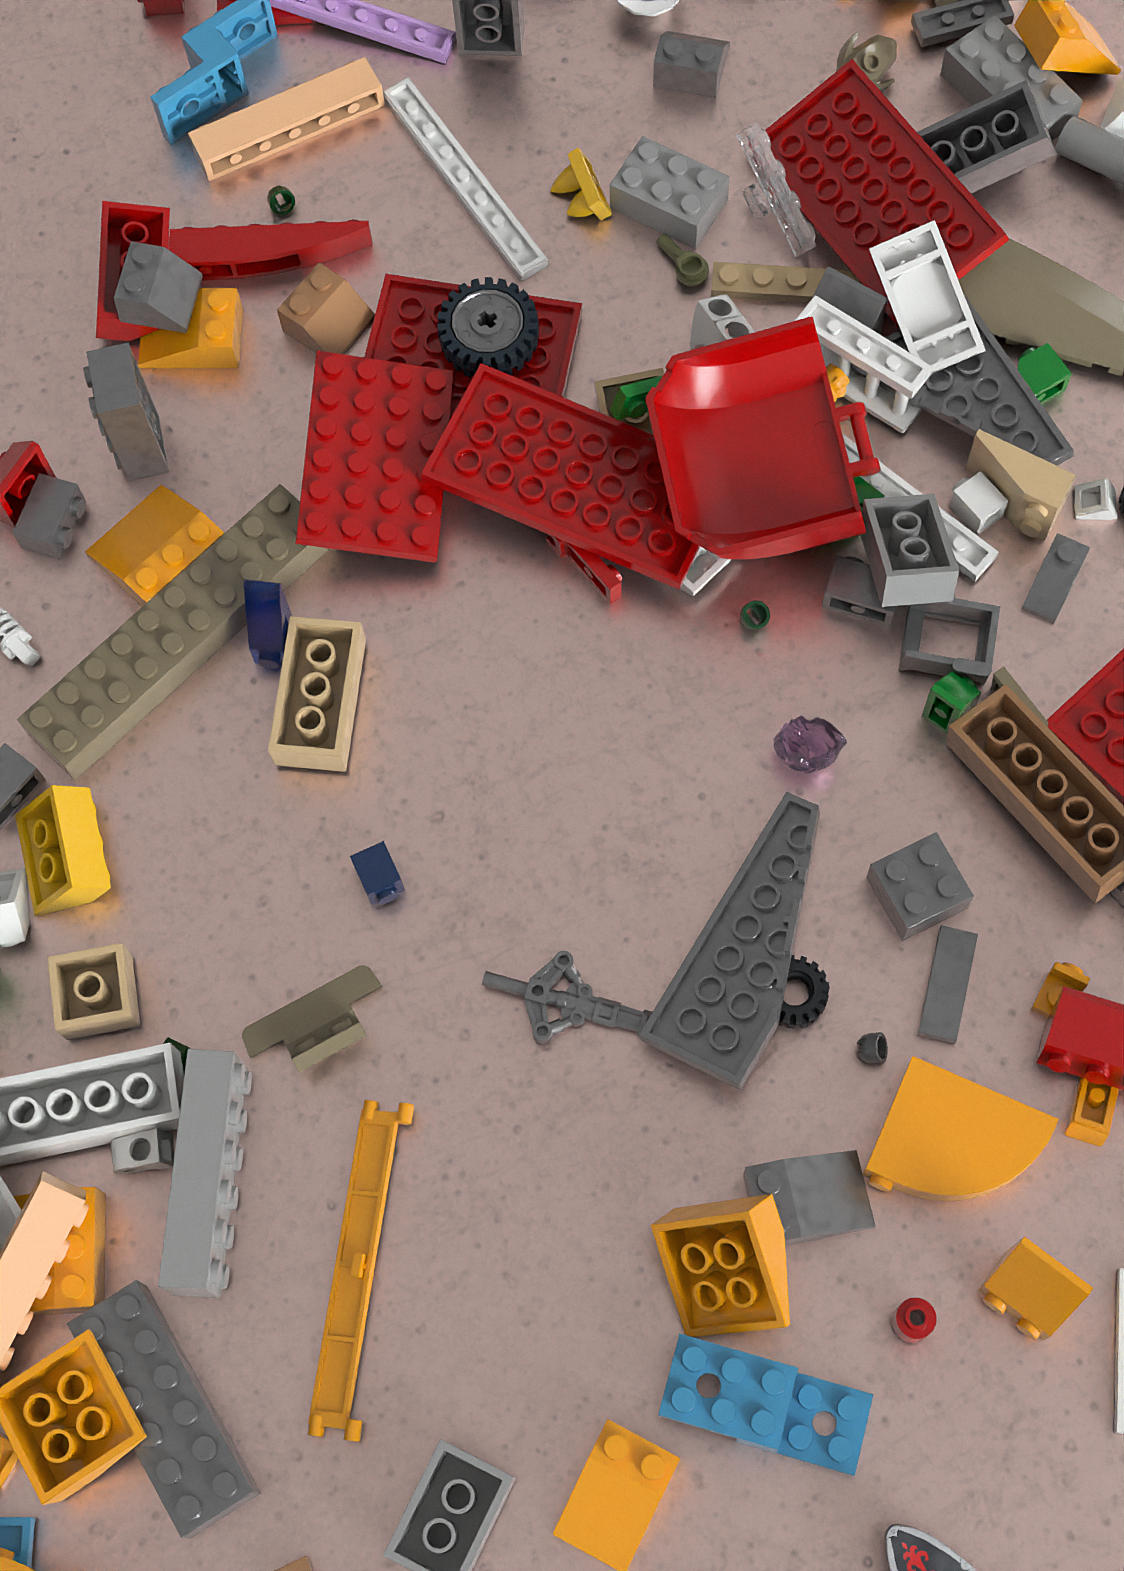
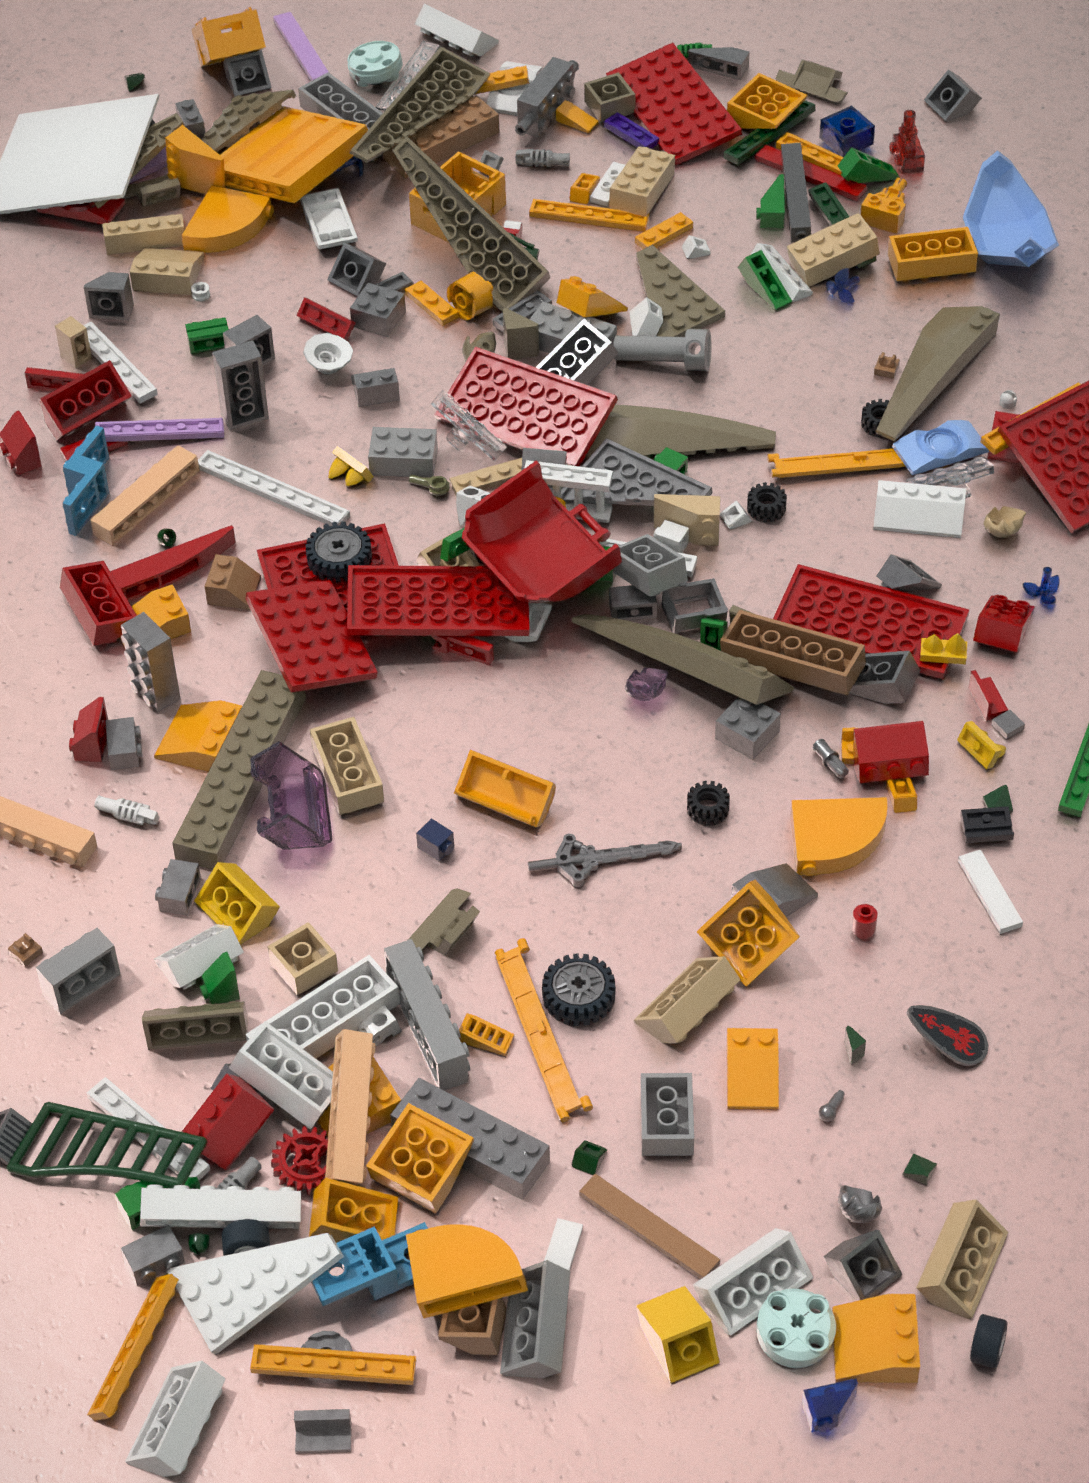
camera: 30 degrees left, 20 degrees down
(156, 288) = (126, 597): flat silver slope -> none
(219, 725) = (295, 799): none -> clear purple windscreen
(256, 1212) = (481, 1025): none -> light orange slope
(266, 621) = (297, 730): clear blue slope -> none
(316, 1517) = (588, 1157): none -> dark green slope
(455, 1255) = (578, 989): none -> wheel
(511, 838) = (505, 789): none -> light orange container
(587, 1323) = (688, 999): none -> tan slope
(736, 974) = (671, 802): flat silver wing -> none
(759, 611) = (578, 636): dark green hinge -> none
(766, 1404) = (808, 990): dark azure bracket -> none
(787, 1529) = (854, 1044): none -> dark green slope
(873, 1048) = (766, 812): dark grey hinge -> none
(927, 297) = (587, 441): white slope -> none
(928, 780) = (691, 657): none -> dark tan wedge
(932, 61) = (520, 336): none -> dark tan slope
(947, 984) = (790, 768): flat silver tile -> none
(1015, 998) = (830, 758): none -> flat silver axle
(1033, 1289) = (919, 871): light orange slope -> none
(1055, 578) = (736, 556): flat silver slope -> none

